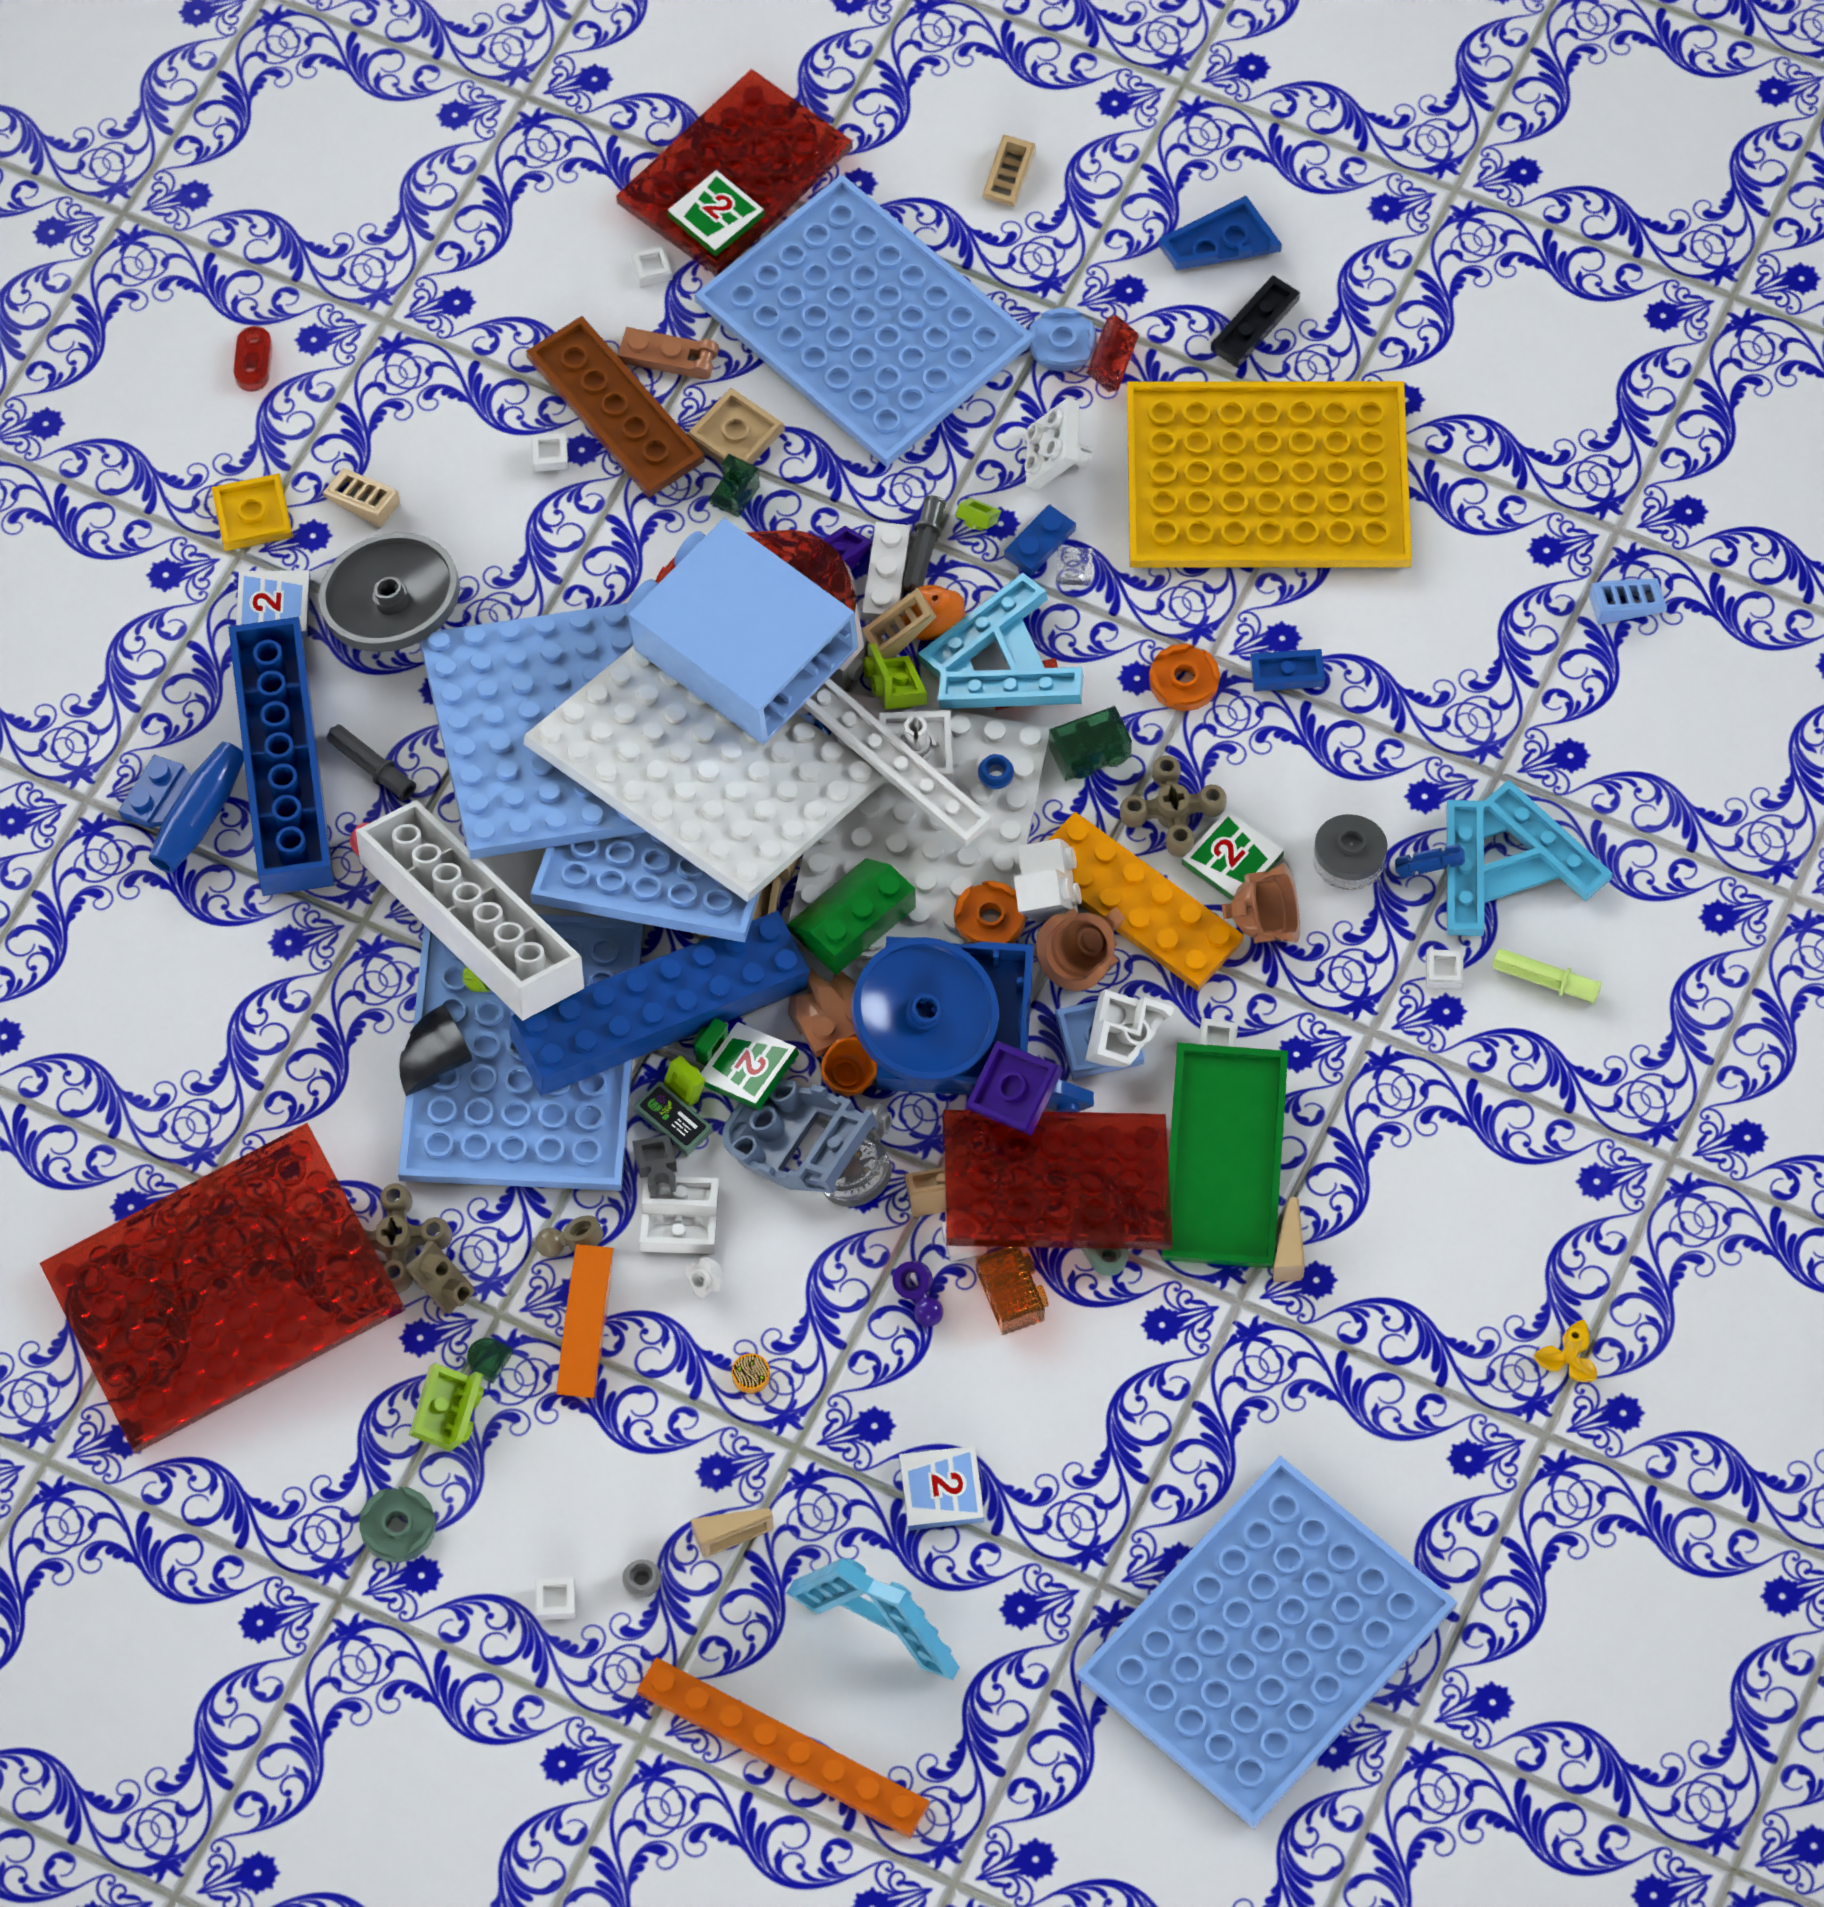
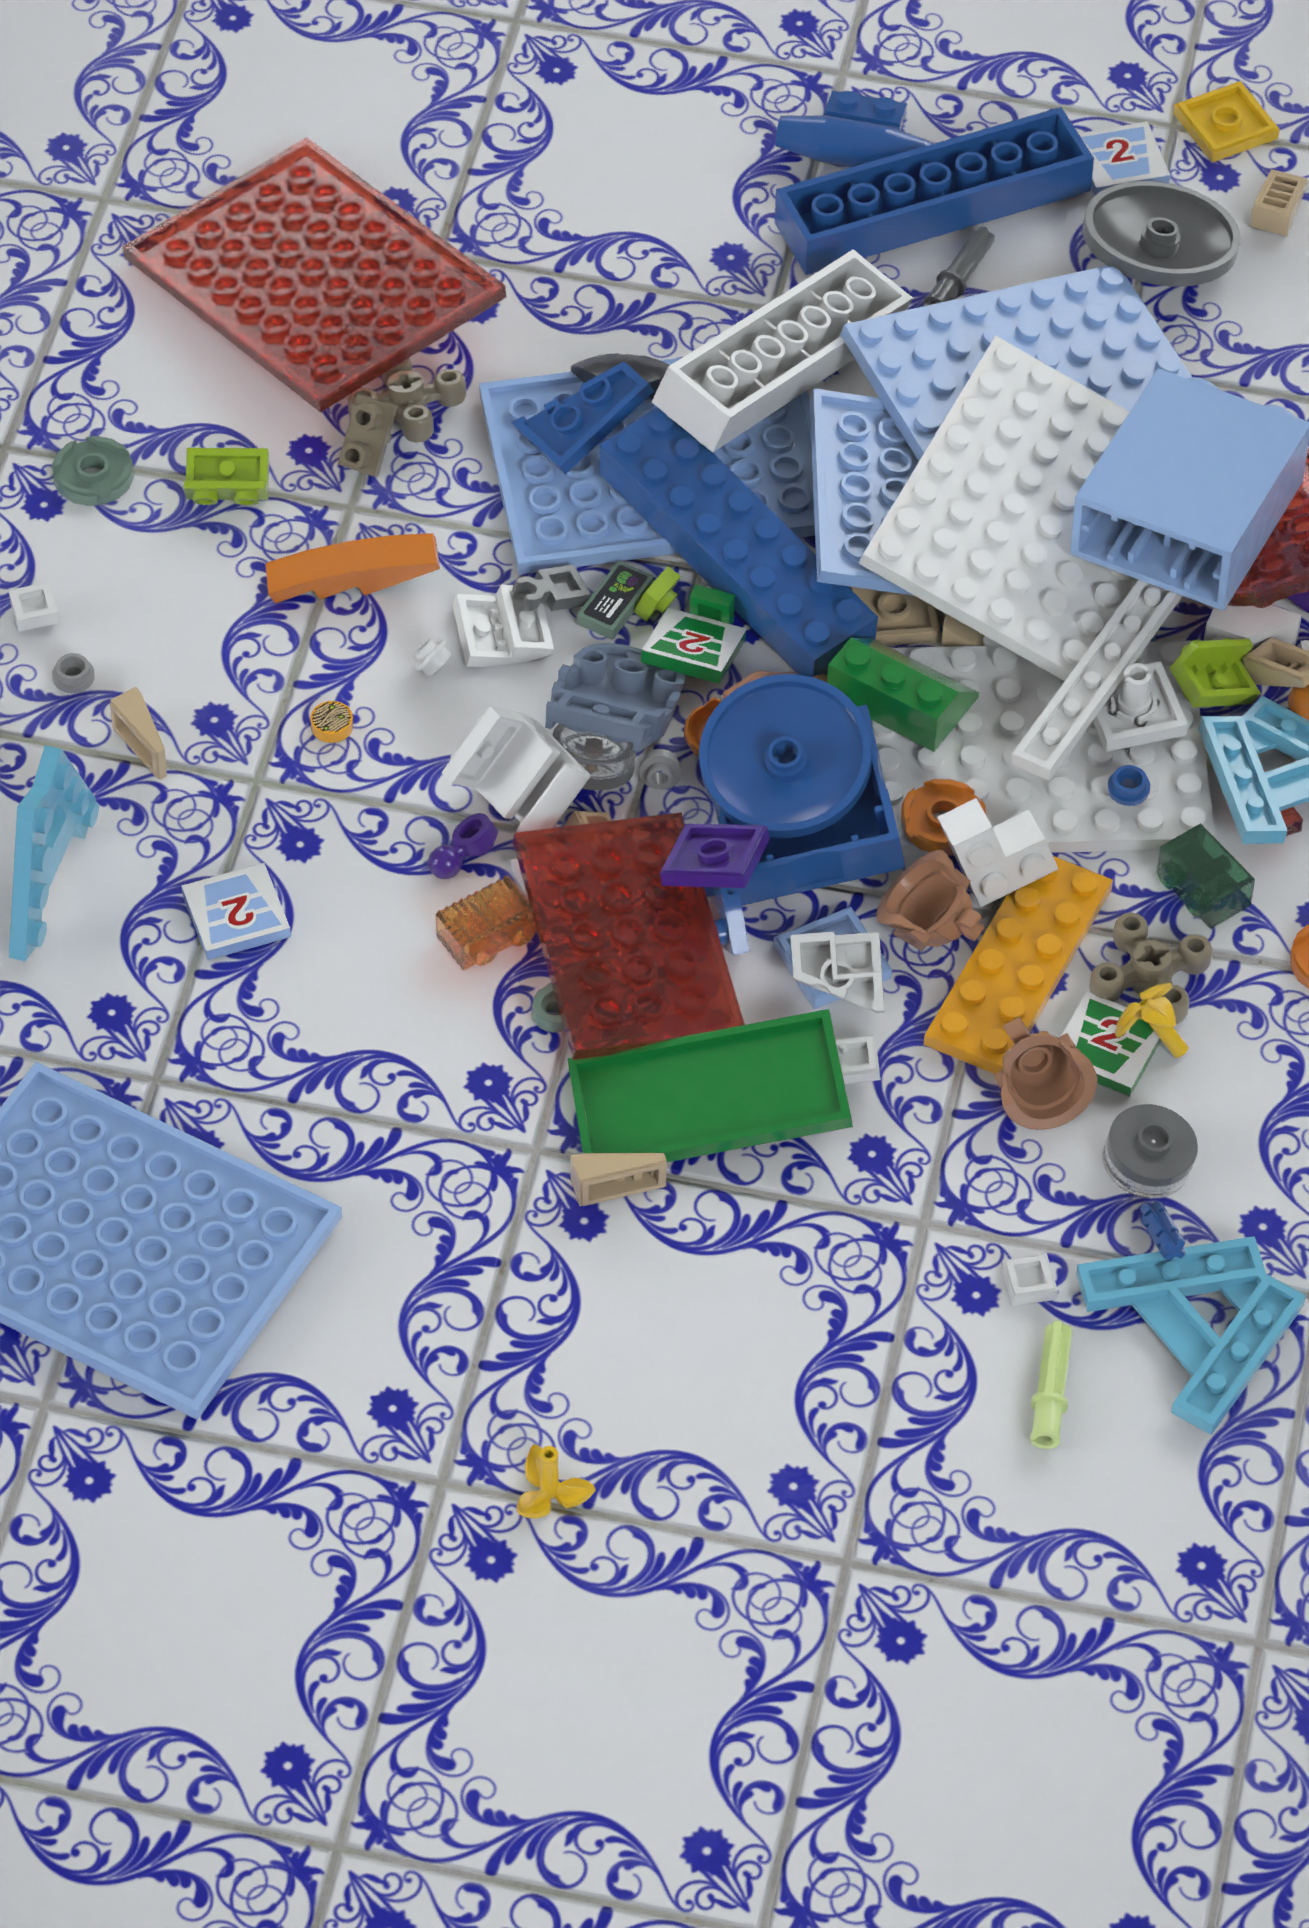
camera: 75 degrees right, 10 degrees down
(486, 1089) = (580, 422): none -> blue wing
(488, 1357) = (294, 503): clear green tile -> none
(582, 1230) = (452, 546): dark tan plate -> none
(872, 1222) = (517, 768): none -> white piece
(1240, 806) = (1160, 1016): none -> yellow plant

